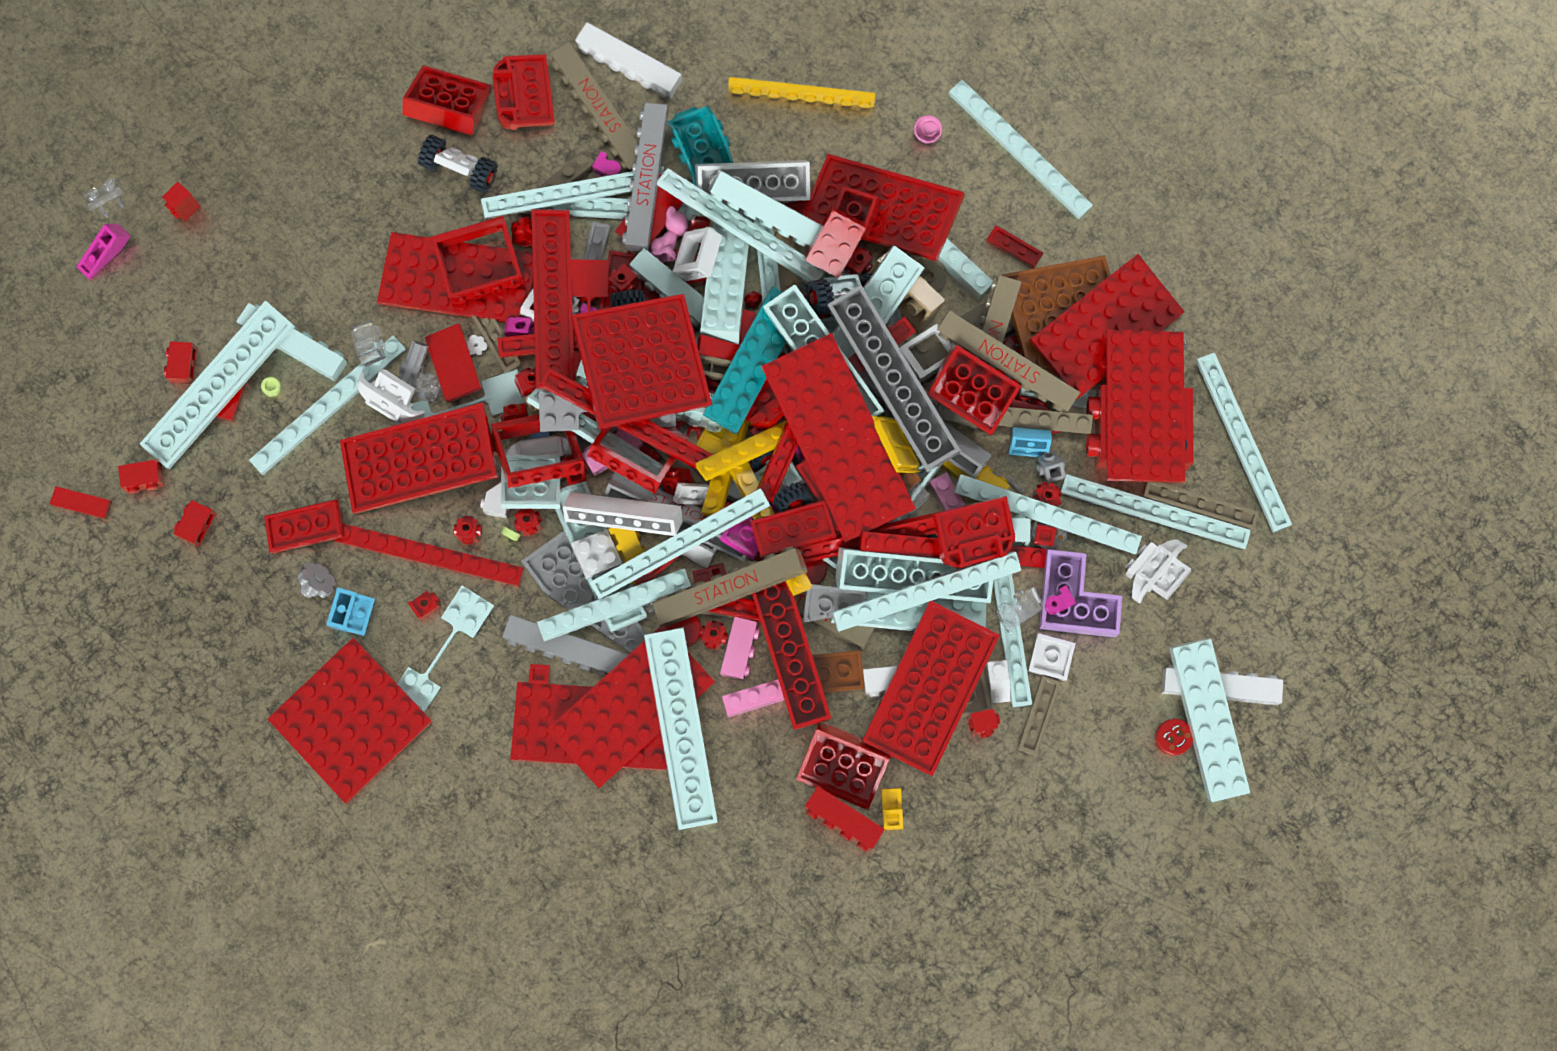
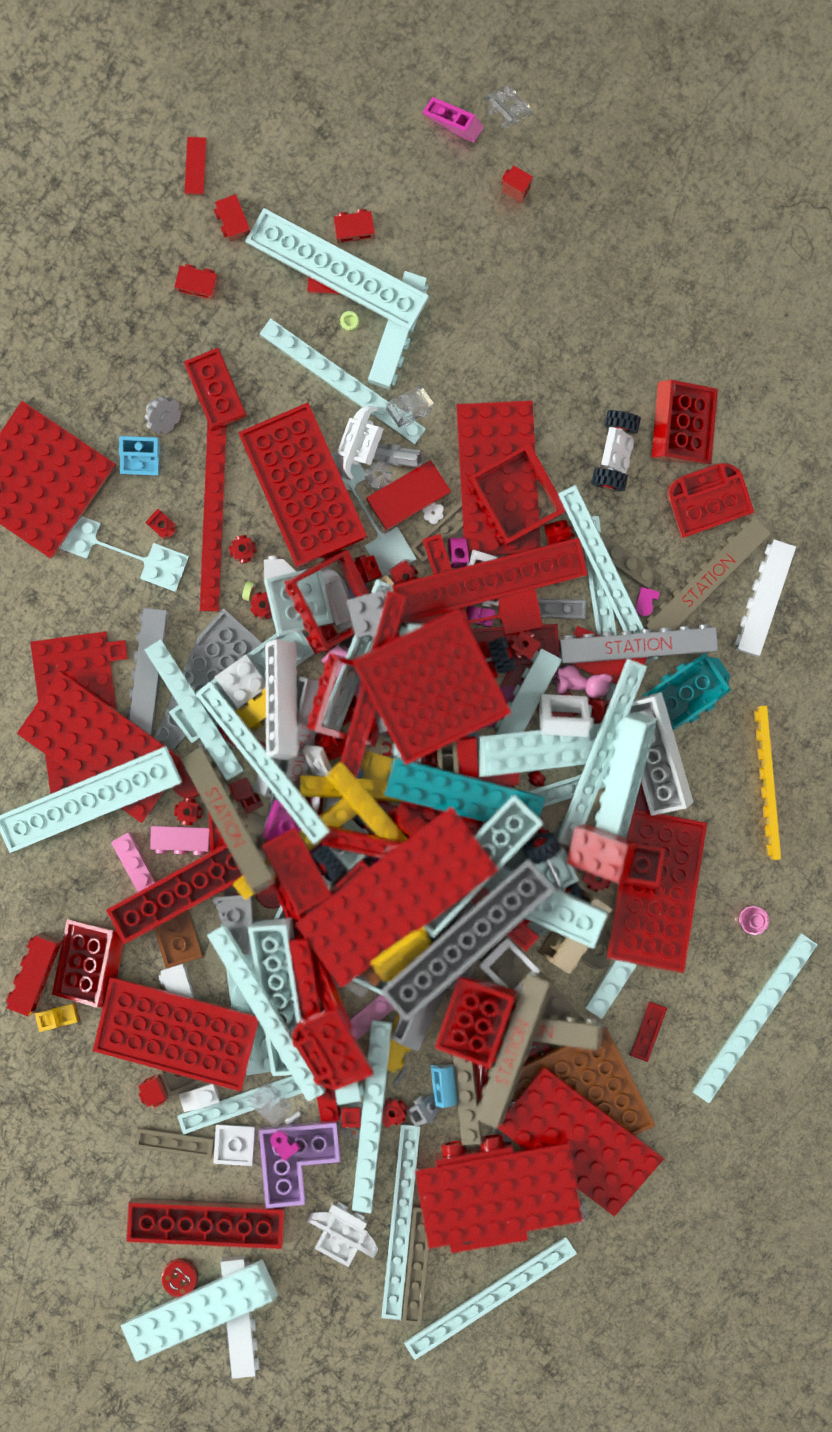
camera: 80 degrees right, 10 degrees up
(1124, 699) = (205, 1223): none -> red brick

